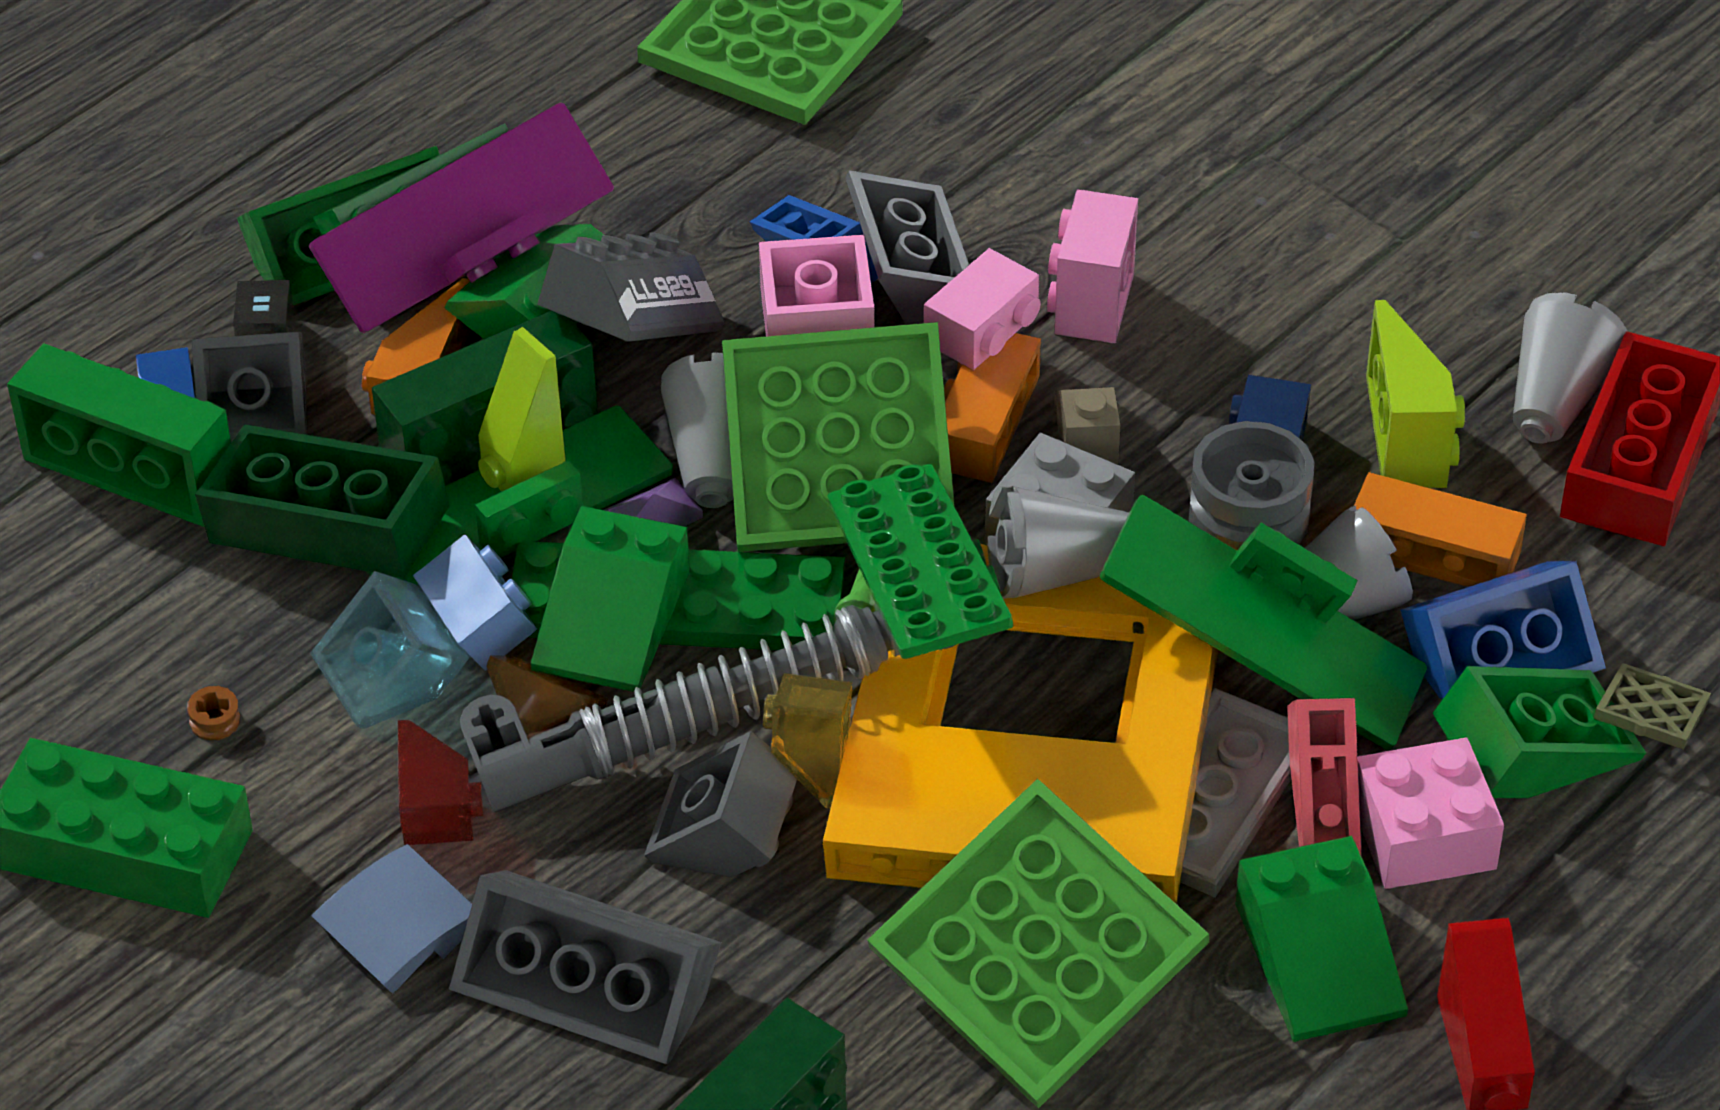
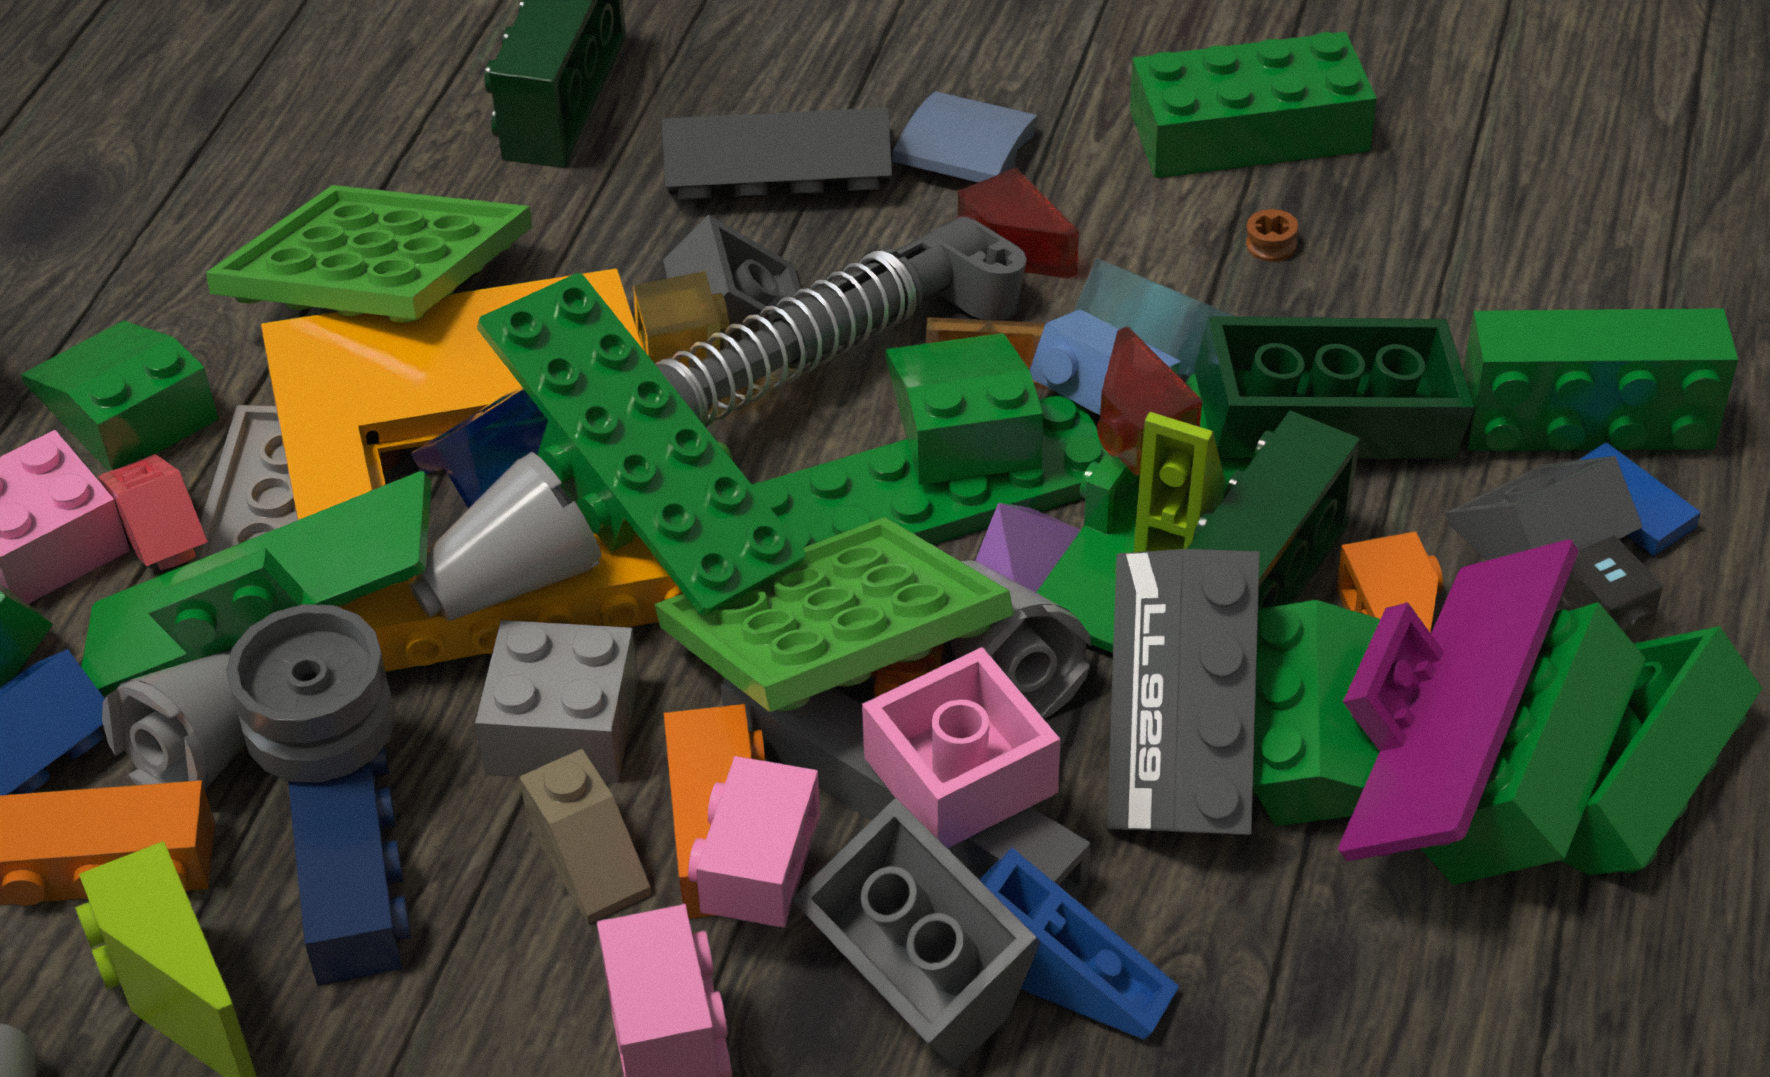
camera: 155 degrees right, 0 degrees up
(506, 477) = (1132, 388): none -> clear red slope
(1029, 669) = (485, 444): none -> clear blue panel

